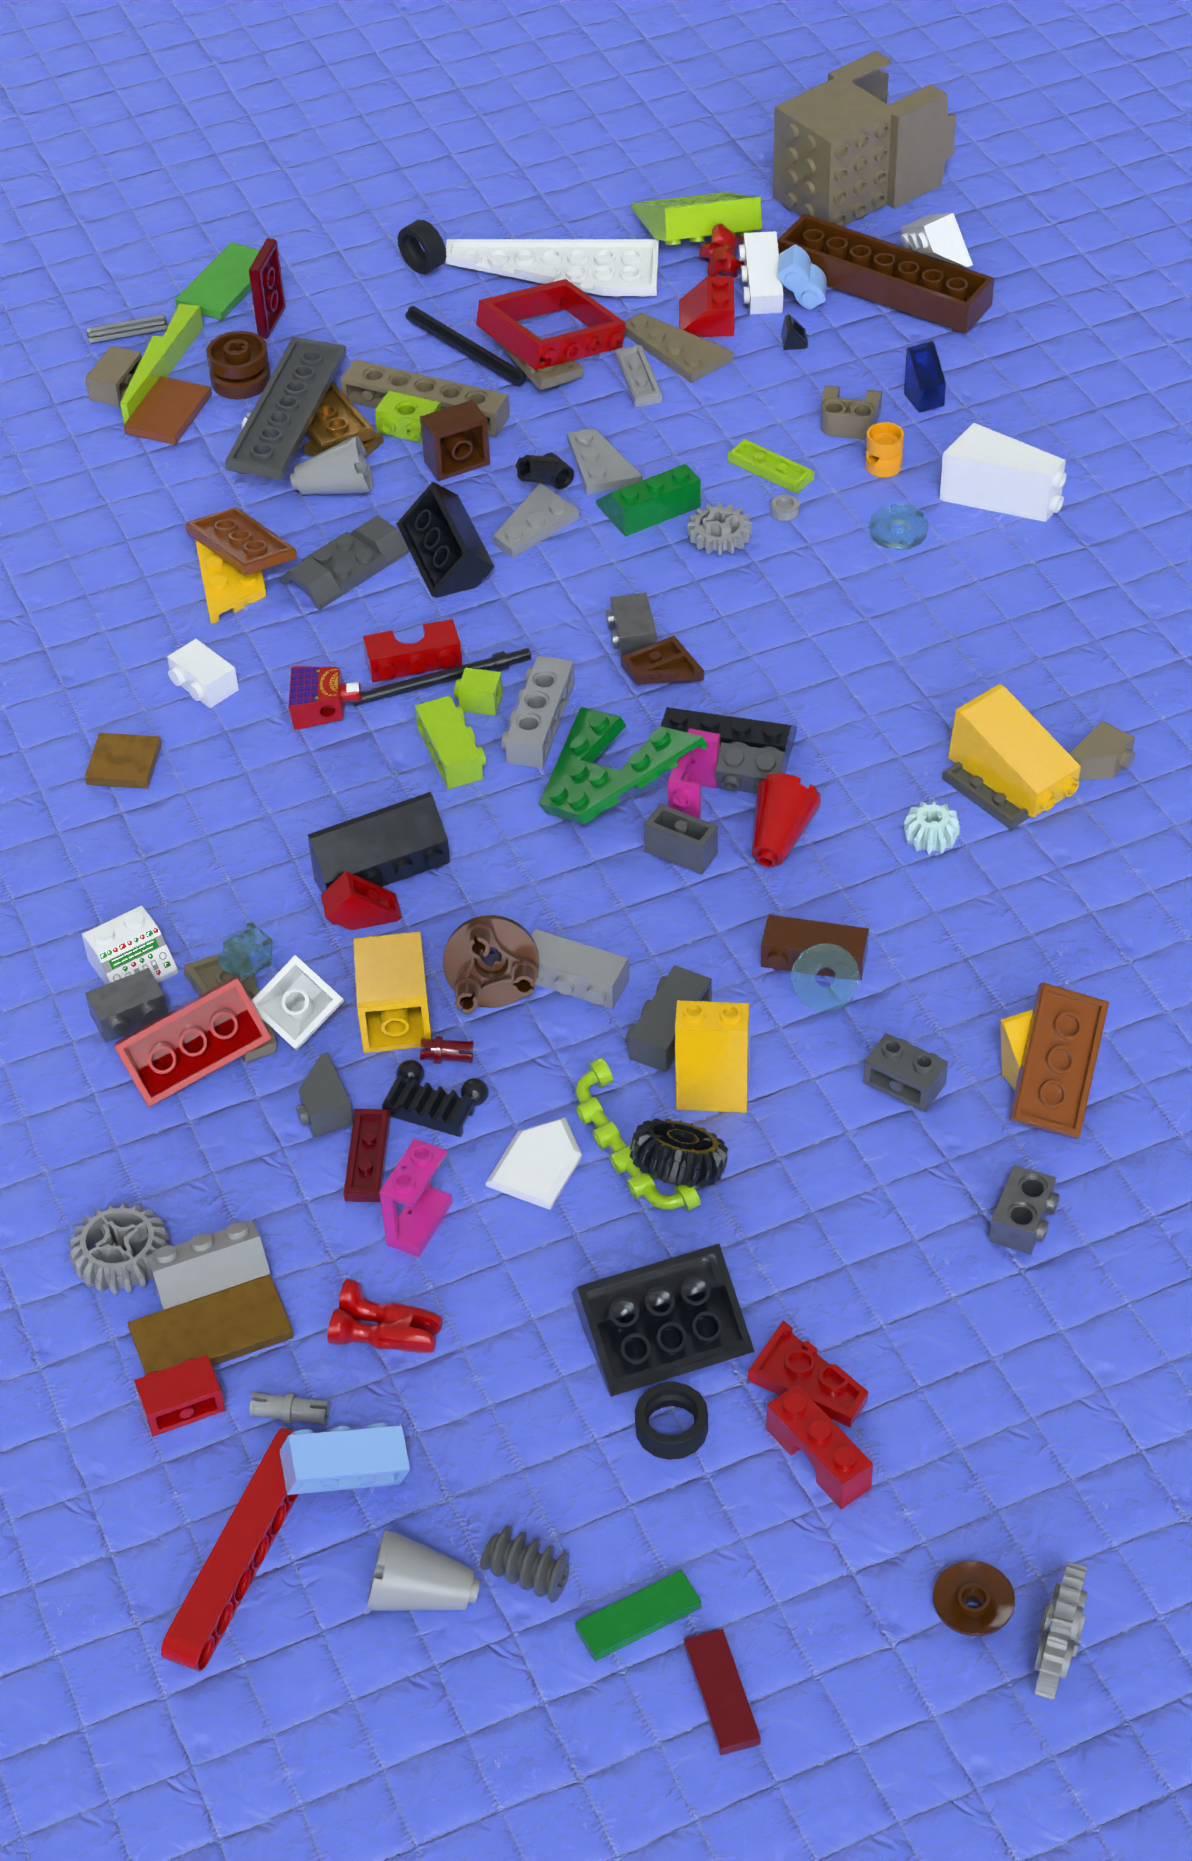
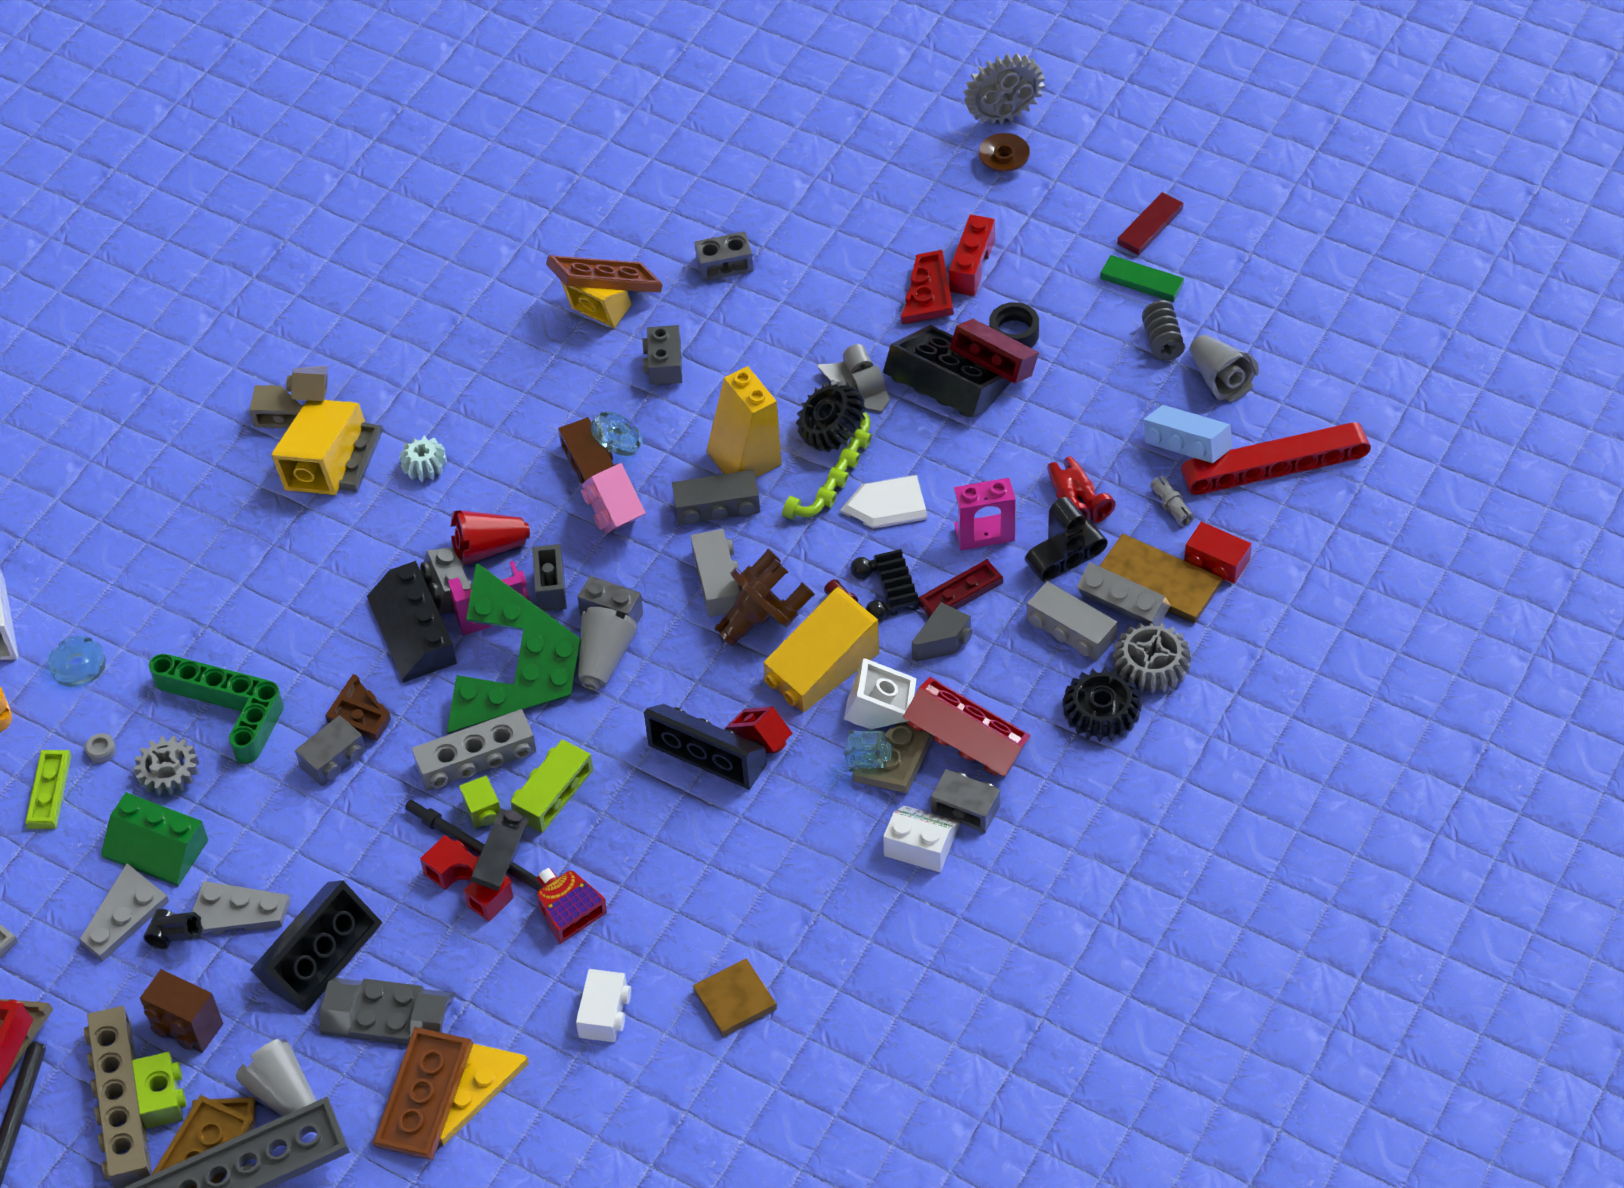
camera: 125 degrees left, 5 degrees up
(112, 1170) = (1117, 714): none -> black gear
(242, 1200) = (1071, 621): none -> light grey brick
(318, 1255) = (1069, 542): none -> black beam
(403, 662) = (500, 849): none -> black slope
(567, 840) = (602, 645): none -> light grey cone
(609, 871) = (612, 596): none -> flat silver brick
(639, 1359) = (994, 350): none -> dark red brick
(722, 911) = (612, 499): none -> bright pink brick
(738, 1230) = (862, 374): none -> light grey panel
(762, 595) = (253, 696): none -> green beam
(1097, 772) = (308, 383): none -> dark tan slope

